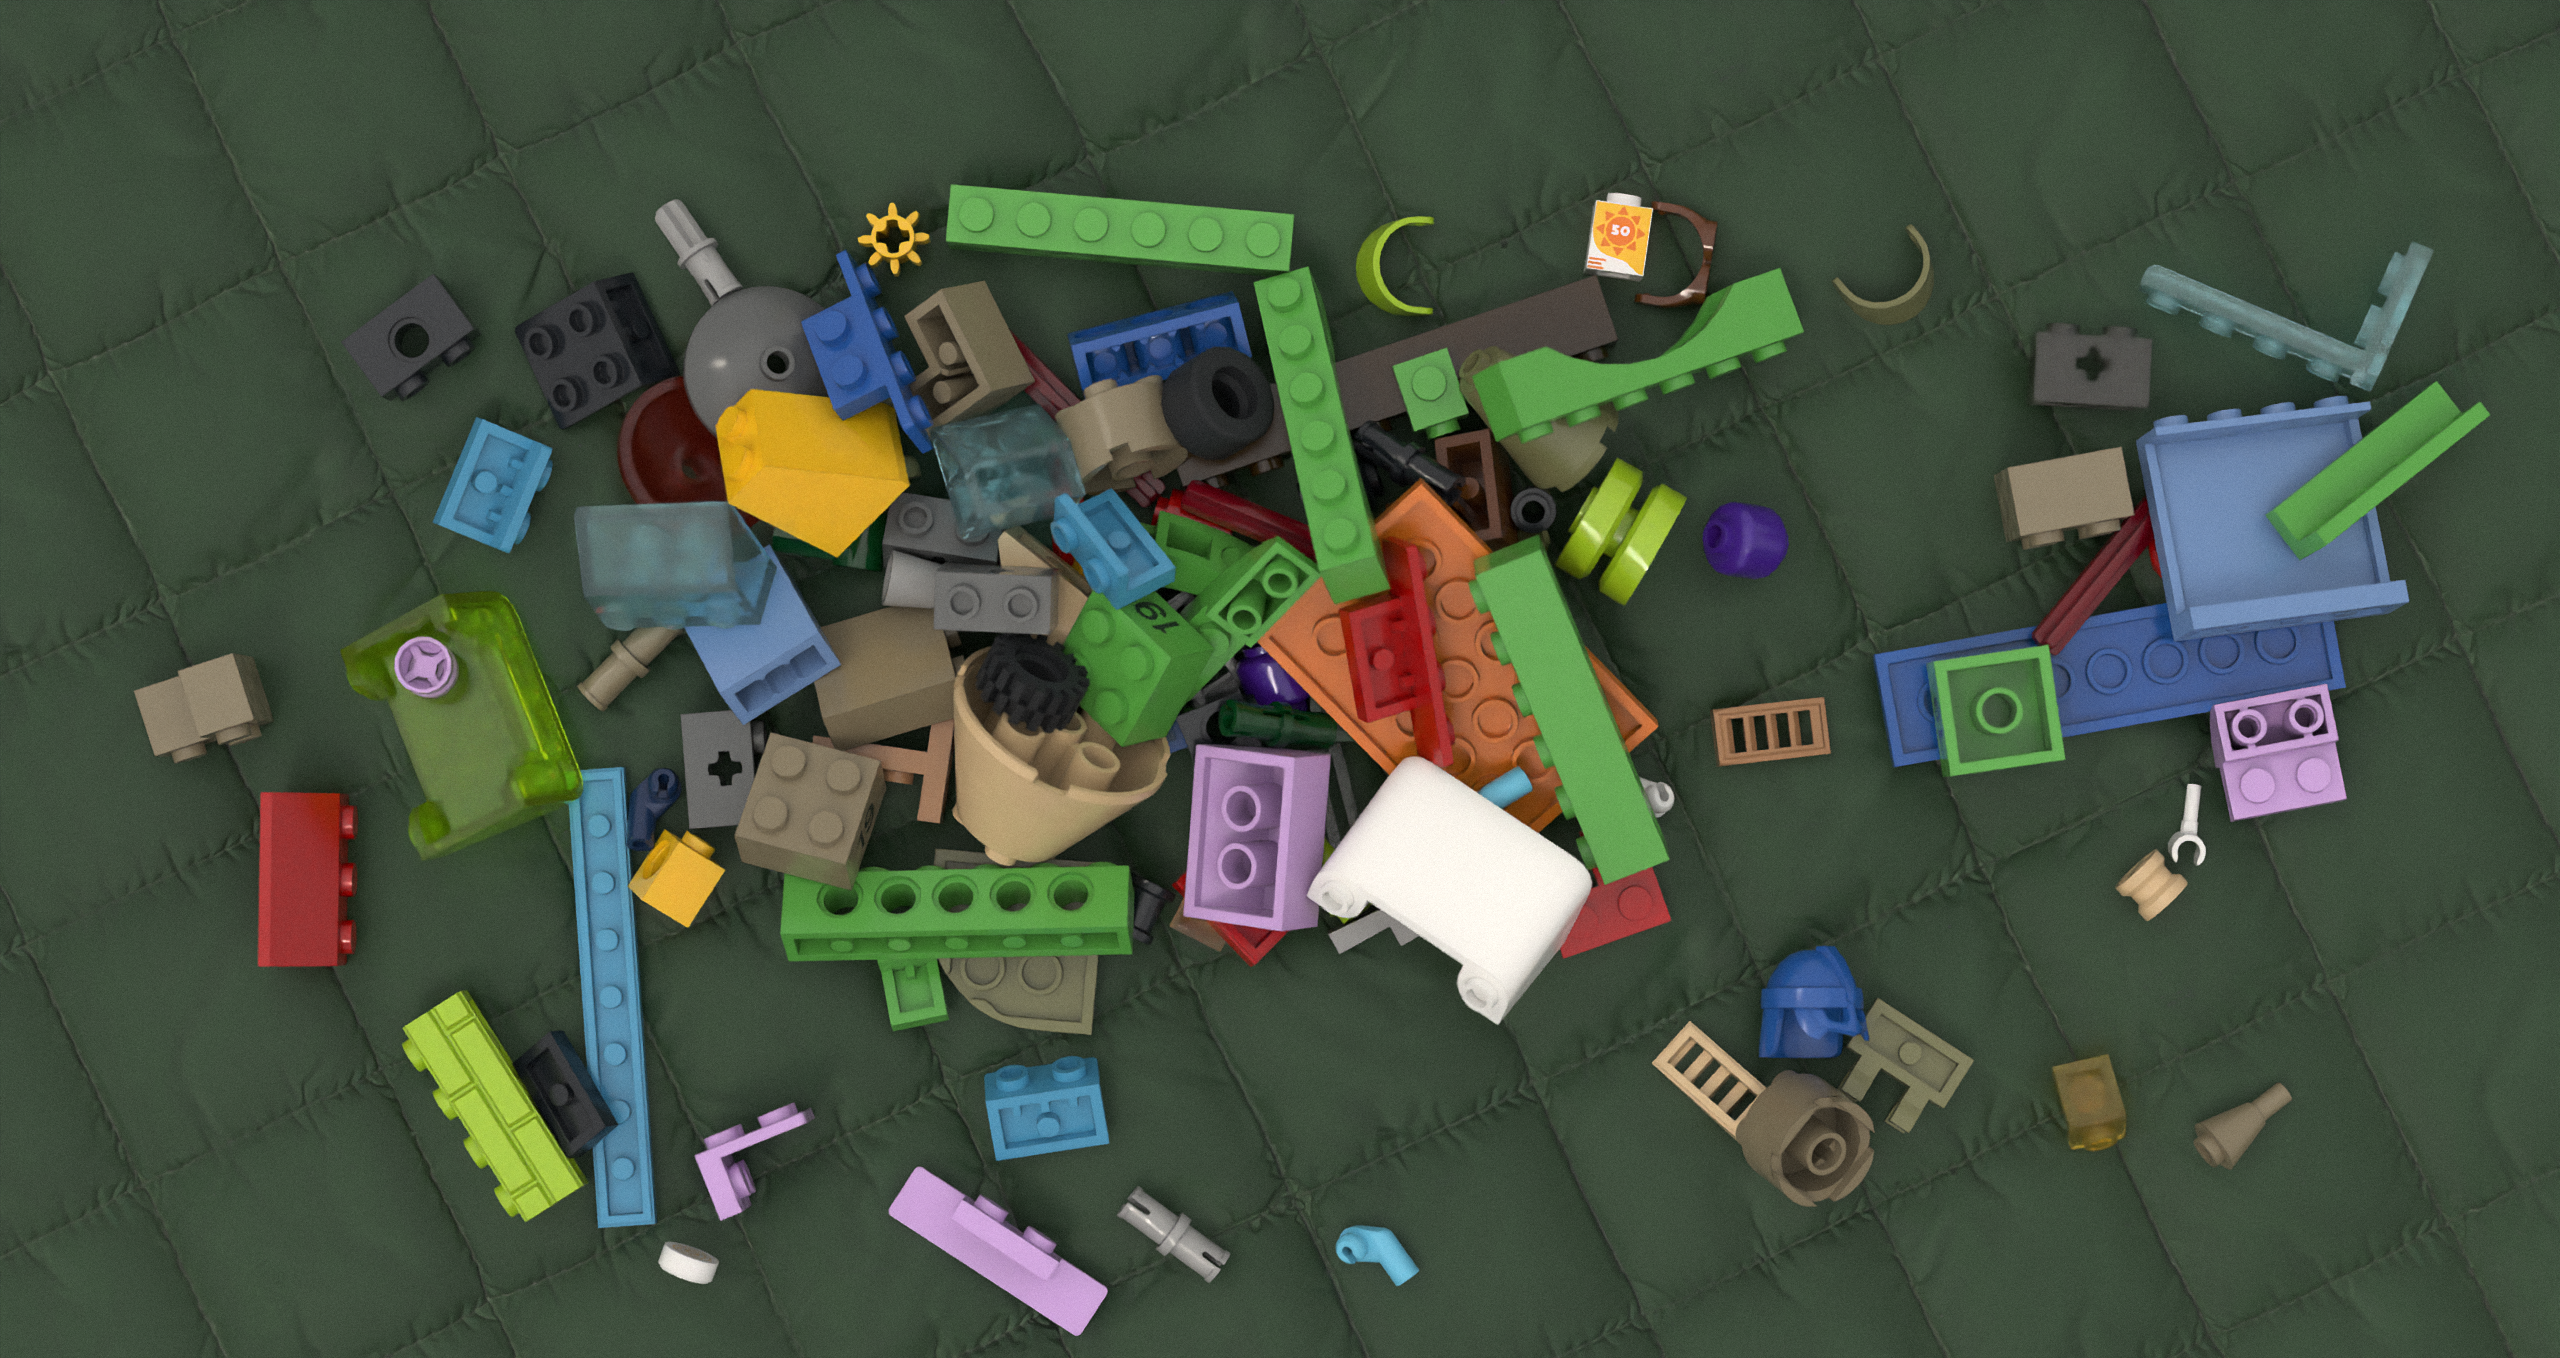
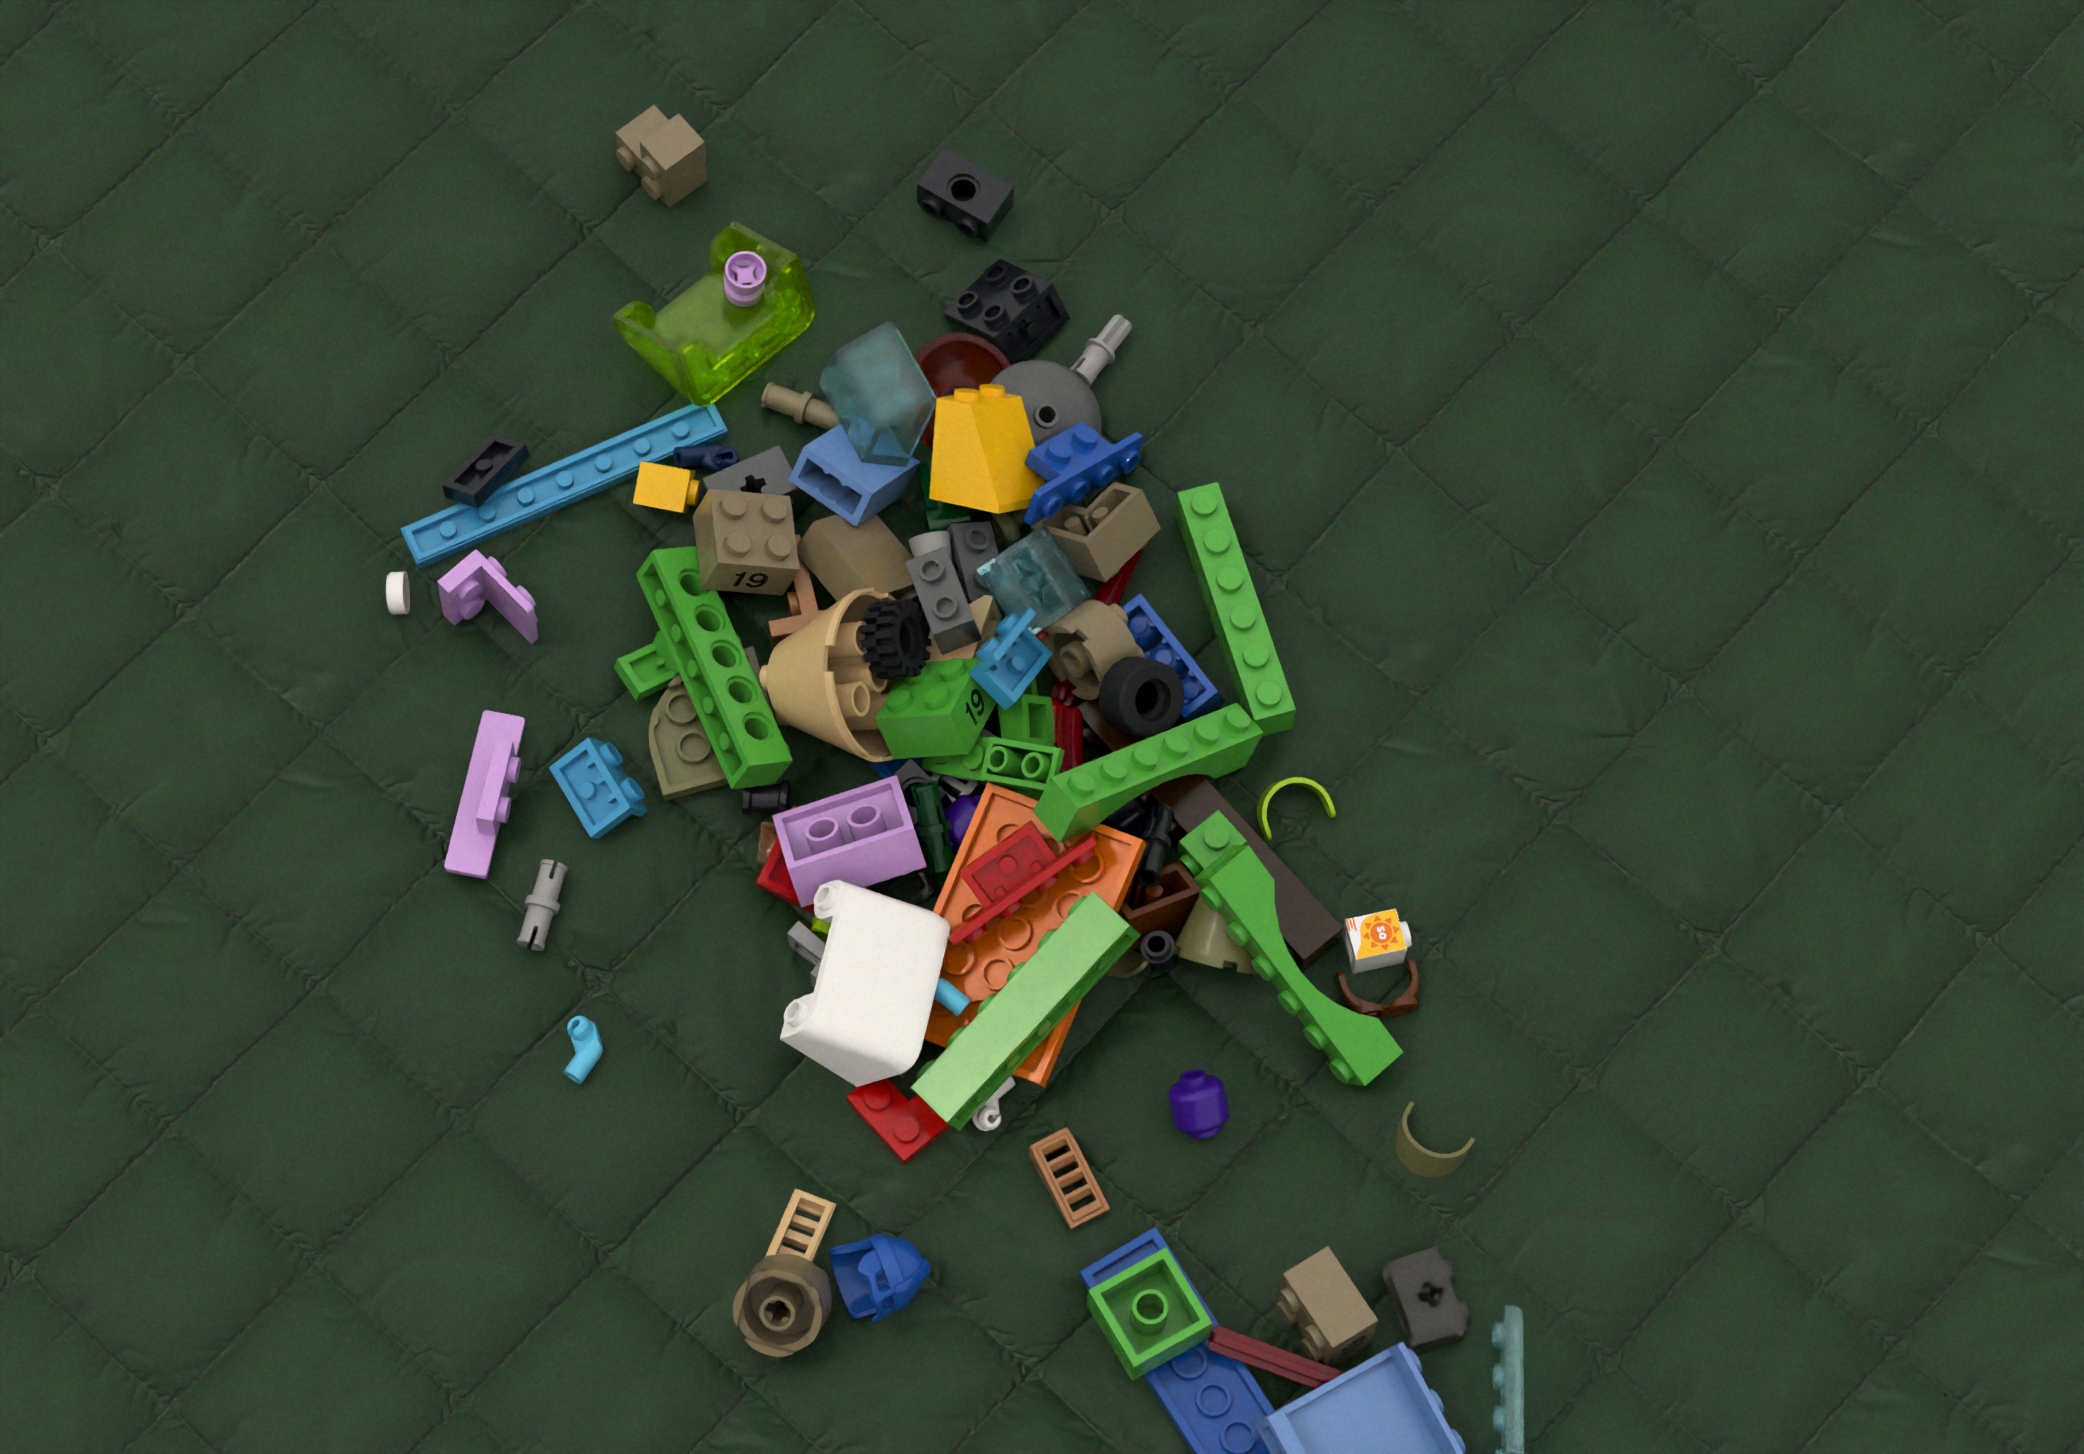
camera: 60 degrees right, 20 degrees down
(306, 879) = (568, 252): red slope -> none
(493, 1105) = (464, 422): lime brick -> none
(494, 486) = (886, 278): dark azure bracket -> none
(907, 249) = (1170, 460): yellow gear -> none
(1620, 531) = (1168, 1010): lime wheel -> none
(1910, 1056) = (873, 1365): olive plate -> none

